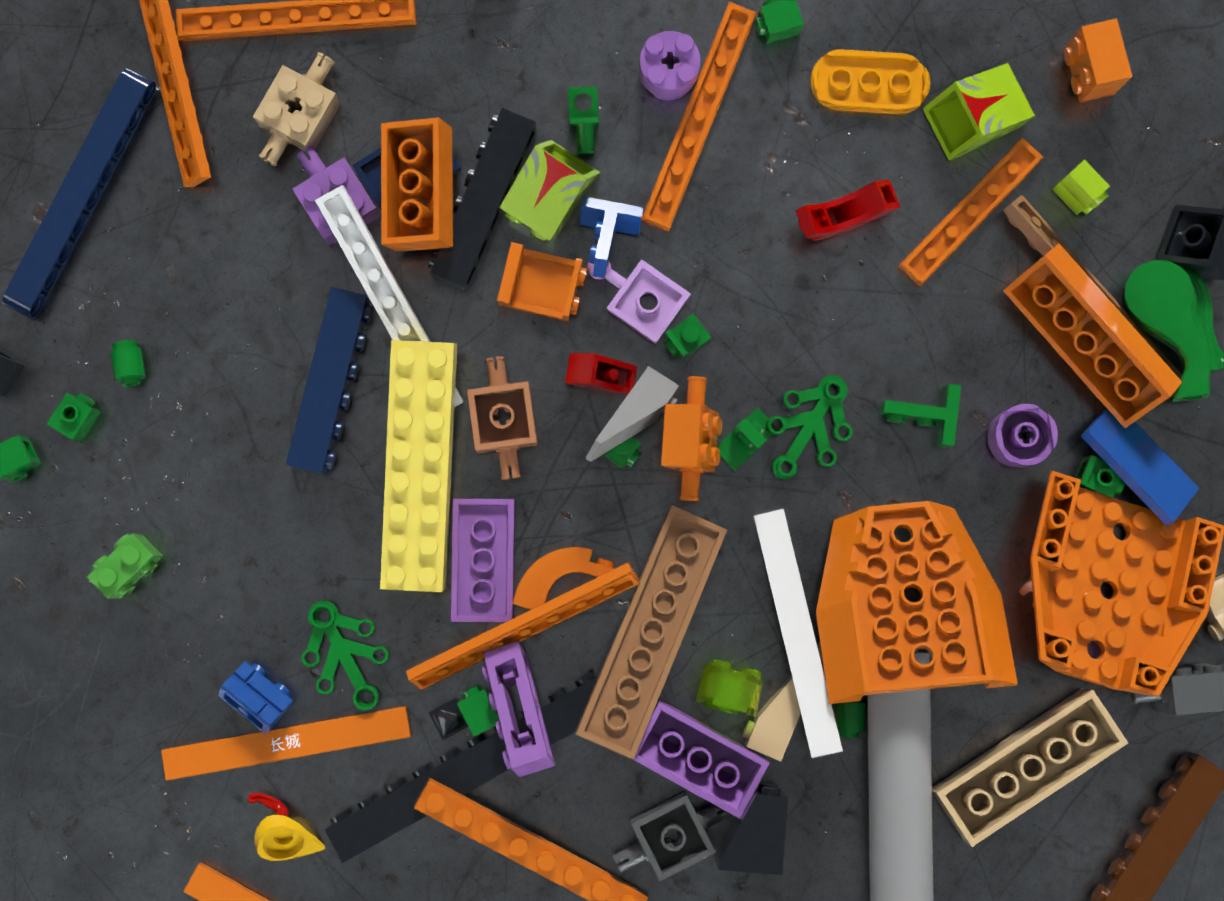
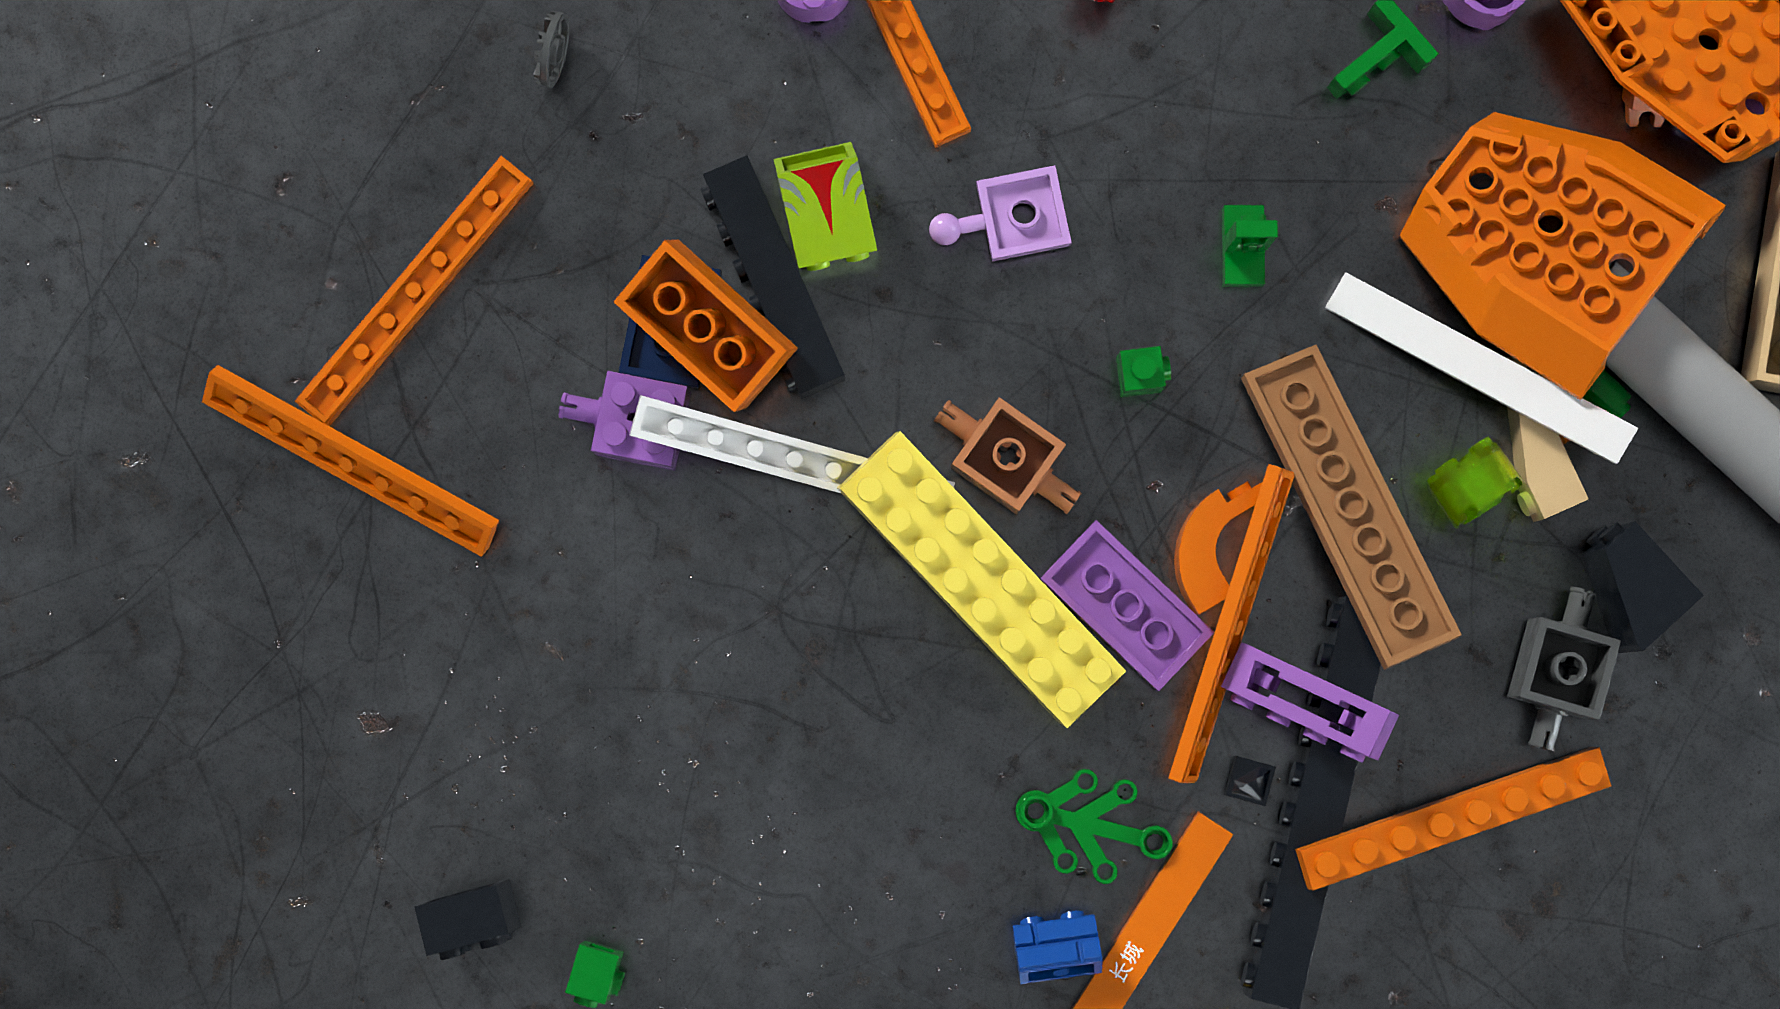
camera: 45 degrees left, 0 degrees up
(74, 416) = (611, 873): green brick -> none
(79, 193) = (390, 665): dark blue beam -> none
(124, 566) = (807, 949): bright green brick -> none
(127, 363) = (606, 772): green brick -> none
(294, 91) = (488, 363): tan brick -> none
(329, 381) = (811, 591): dark blue brick -> none
(477, 710) = (1270, 743): green brick -> none
(541, 283) = (909, 298): orange panel -> none
(583, 120) = (786, 108): green bracket -> none
(600, 373) = (1051, 323): red slope -> none
(607, 219) = (908, 176): blue bracket -> none
(637, 411) = (1122, 308): light grey slope -> none
(686, 338) = (1092, 210): green bracket -> none
(691, 438) = (1200, 293): orange brick -> none
(700, 759) = (1519, 572): medium lavender slope -> none
(812, 423) = (1289, 168): green plant -> none

